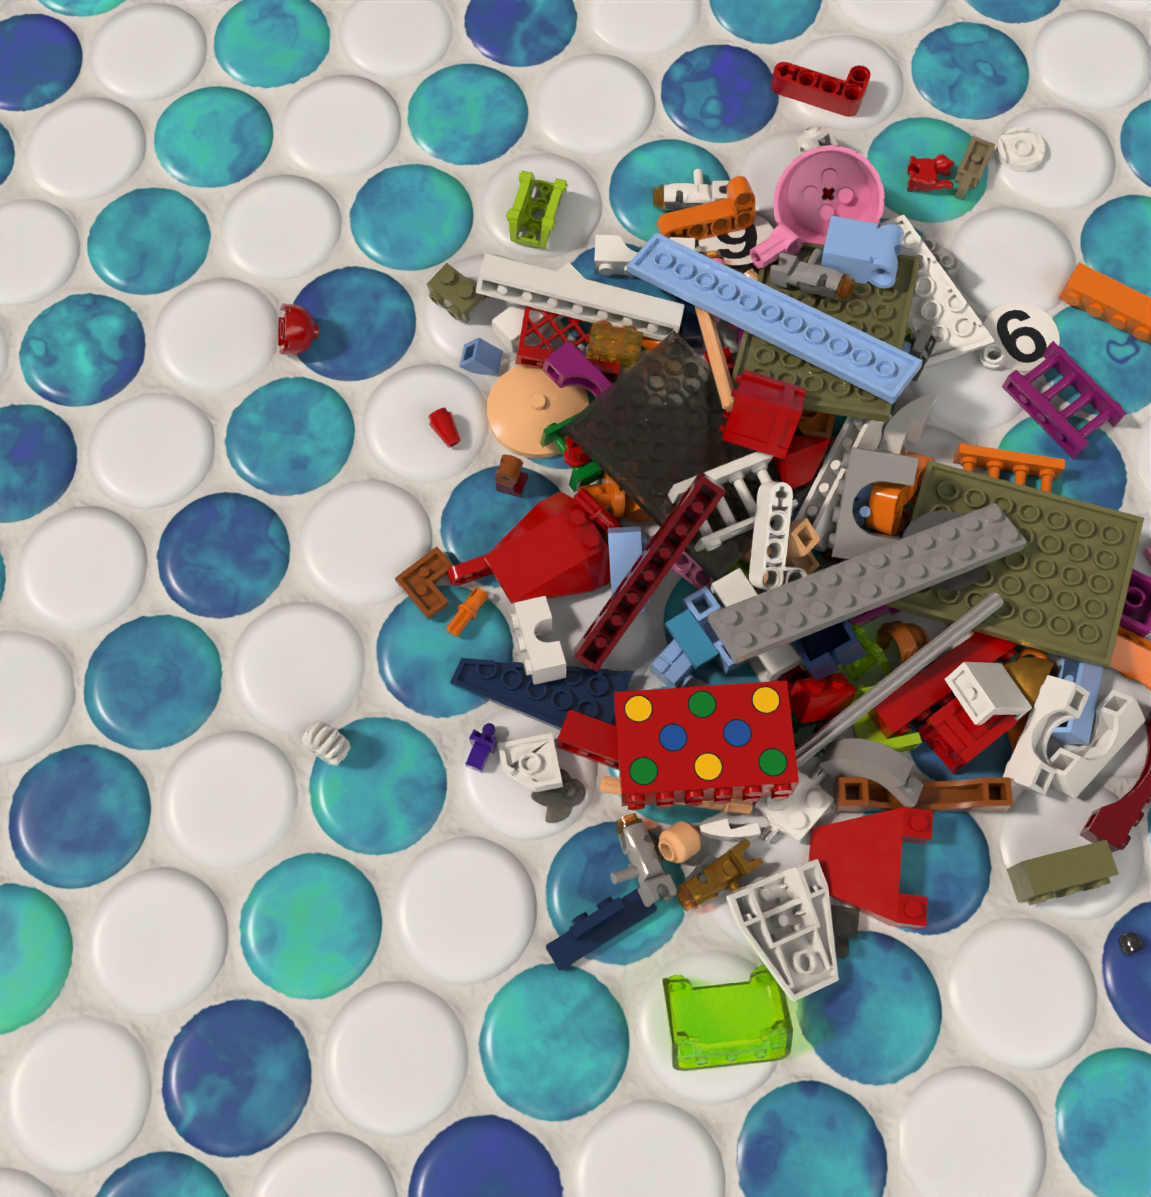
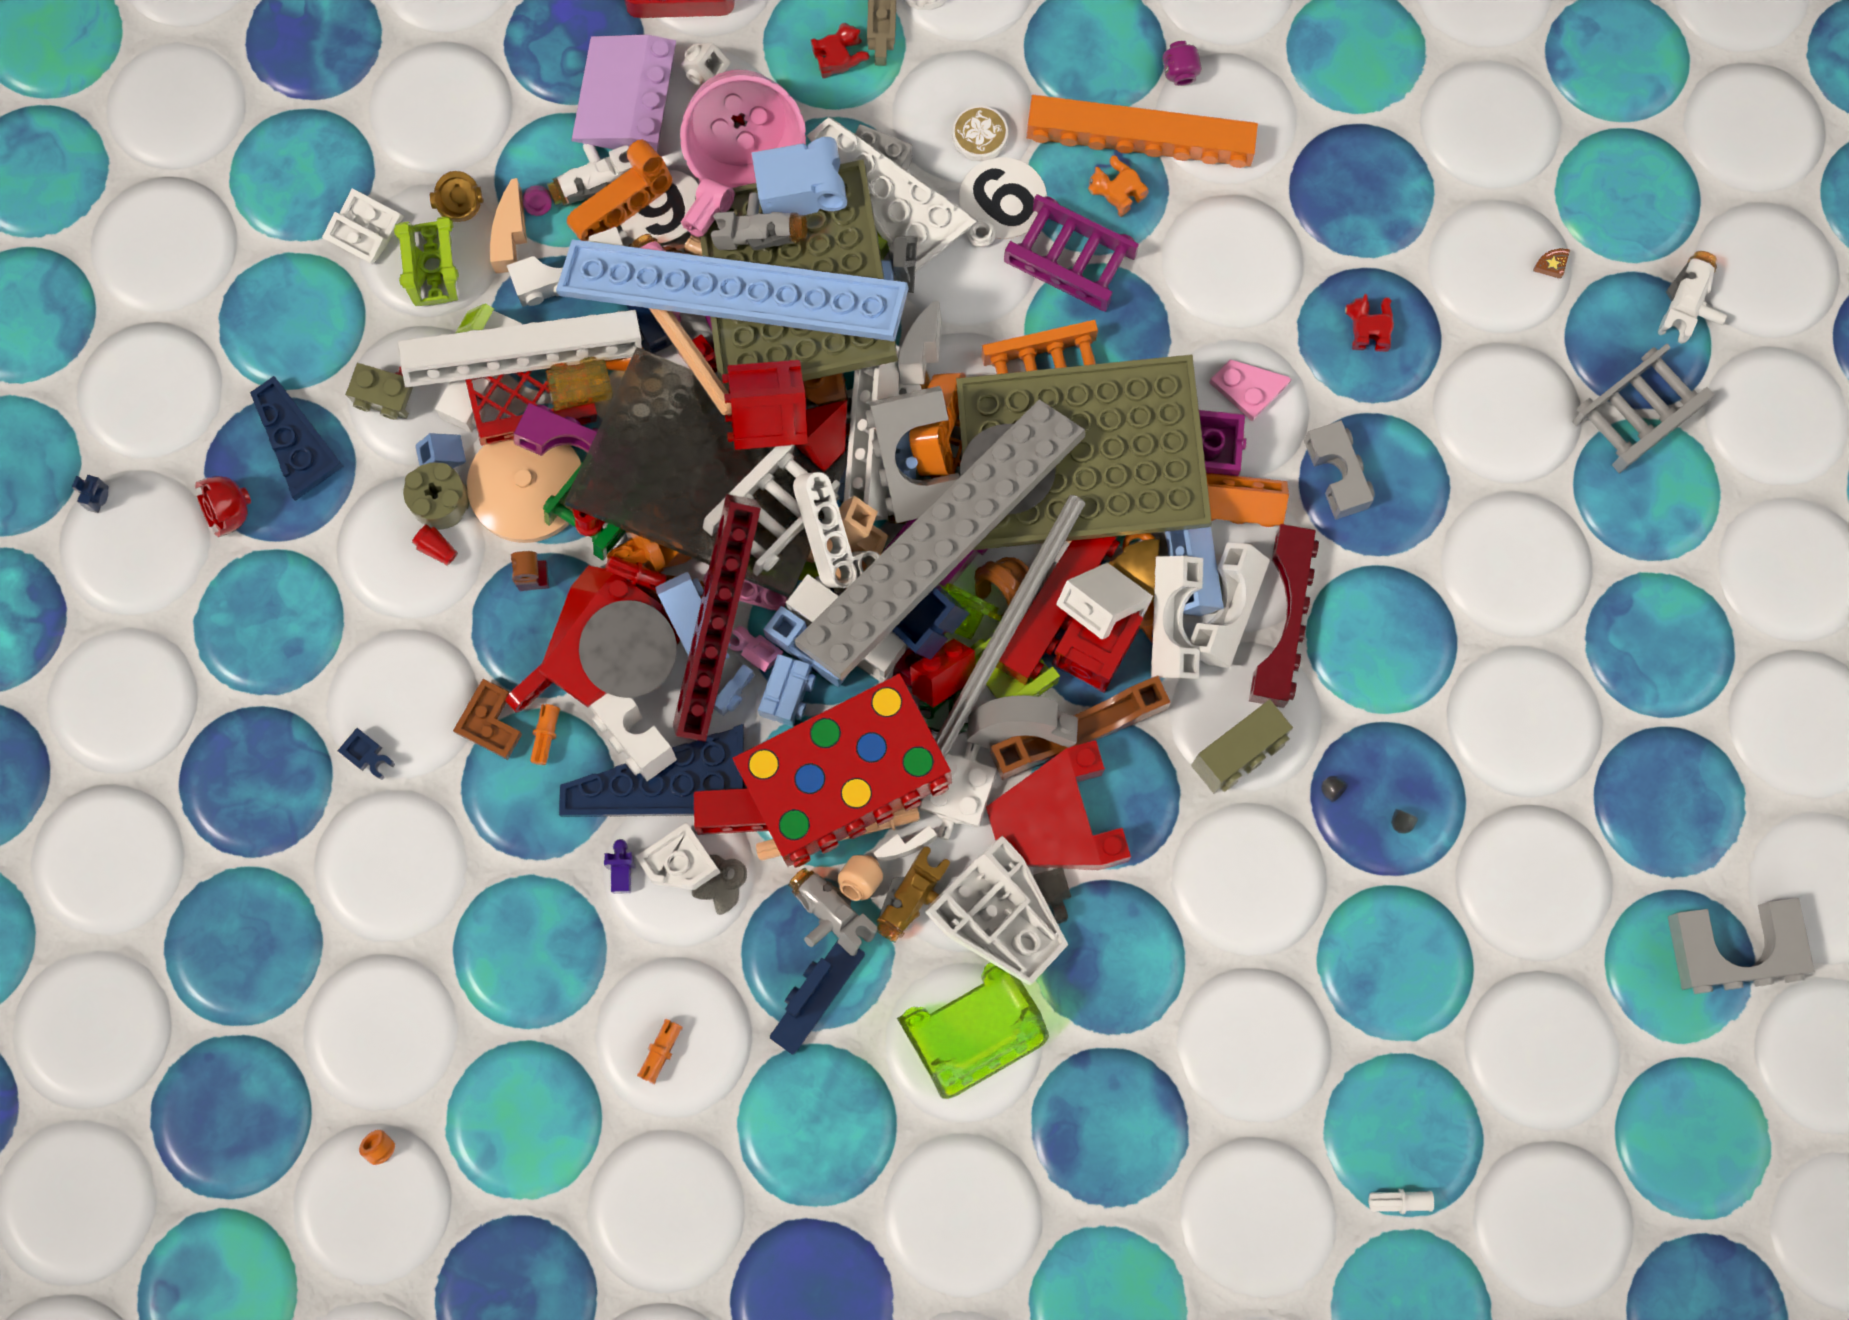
camera: 25 degrees left, 5 degrees up
(181, 894) = (377, 1147): none -> orange tile
(201, 282) = (92, 492): none -> dark blue plate
(316, 566) = (363, 752): none -> dark blue plate
(326, 743) = (458, 932): white gear -> none
(373, 309) = (298, 446): none -> dark blue wing
(448, 917) = (659, 1051): none -> orange pin
(463, 388) = (422, 487): none -> olive brick
(496, 167) = (363, 226): none -> white slope
(557, 263) = (475, 318): none -> lime tile
(564, 569) = (627, 649): none -> flat silver sticker
(579, 169) = (456, 196): none -> pearl gold cap
(608, 208) = (508, 228): none -> light nougat slope
(631, 643) = (729, 697): none -> light blue plate
(640, 197) = (537, 200): none -> magenta tile
(664, 608) = (756, 650): none -> bright pink plate
(692, 639) = (789, 667): dark azure tile -> none
(745, 139) = (624, 90): none -> lavender slope
(1021, 278) = (980, 133): none -> tile
(1124, 366) = (1121, 188): none -> orange animal

